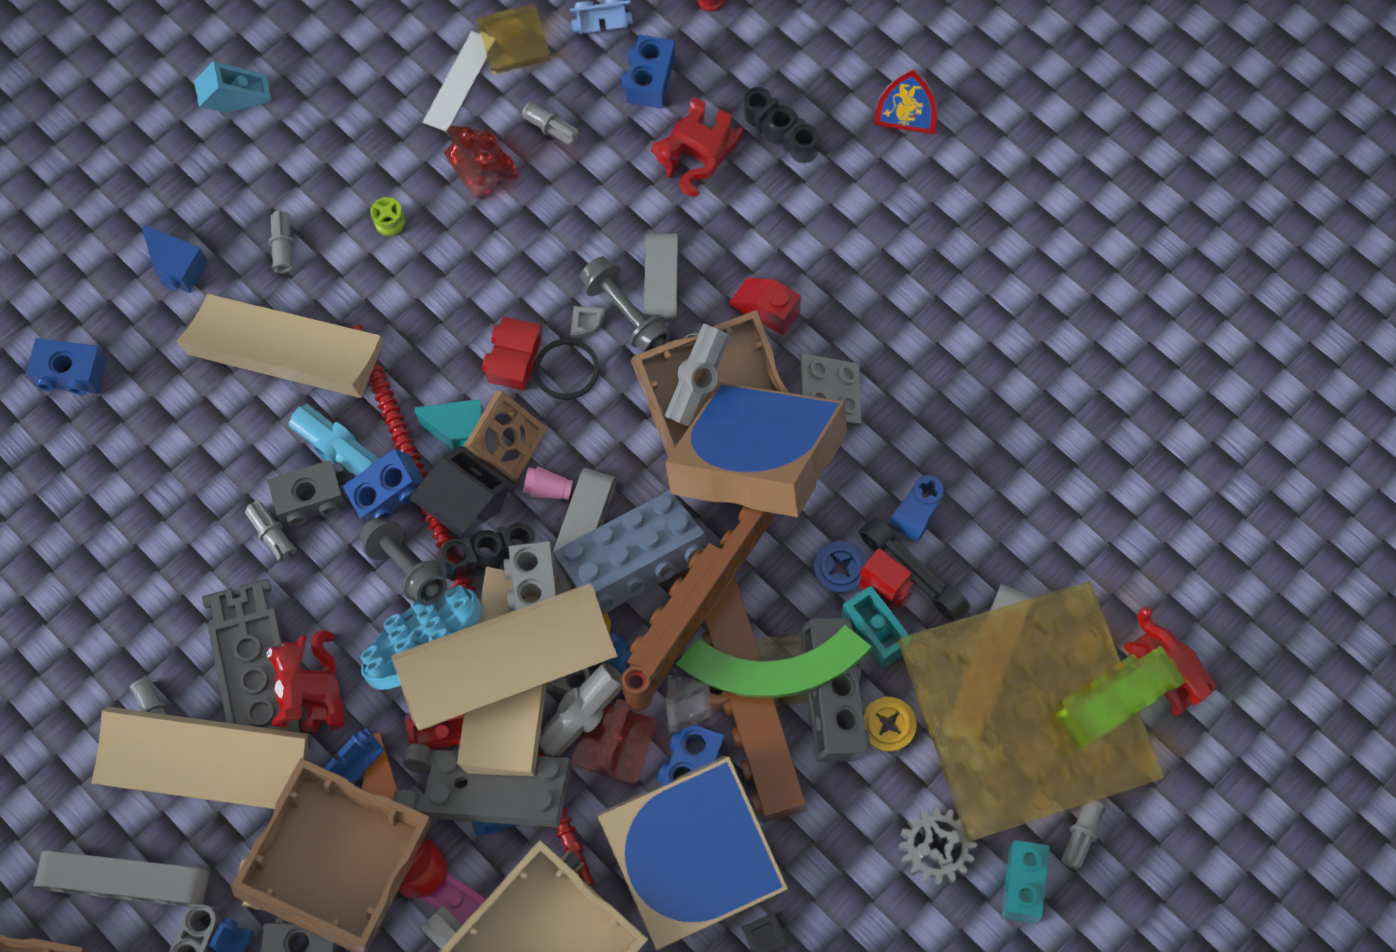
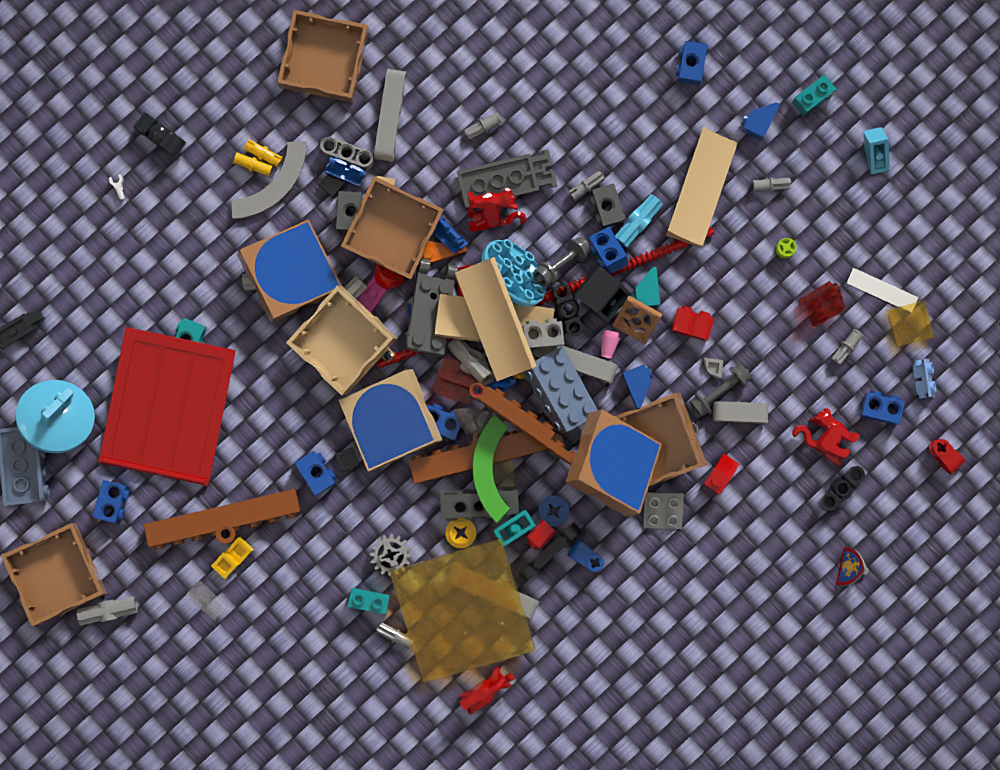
camera: 85 degrees right, 15 degrees up
(136, 179) = (814, 95): none -> teal brick
(196, 757) = (452, 153): tan arch -> none
(567, 341) = (684, 338): black piece -> none
(618, 435) = (638, 383): none -> blue slope
(705, 356) = (656, 427): light grey piece -> none
(1118, 696) = (464, 657): clear neon green wedge -> none

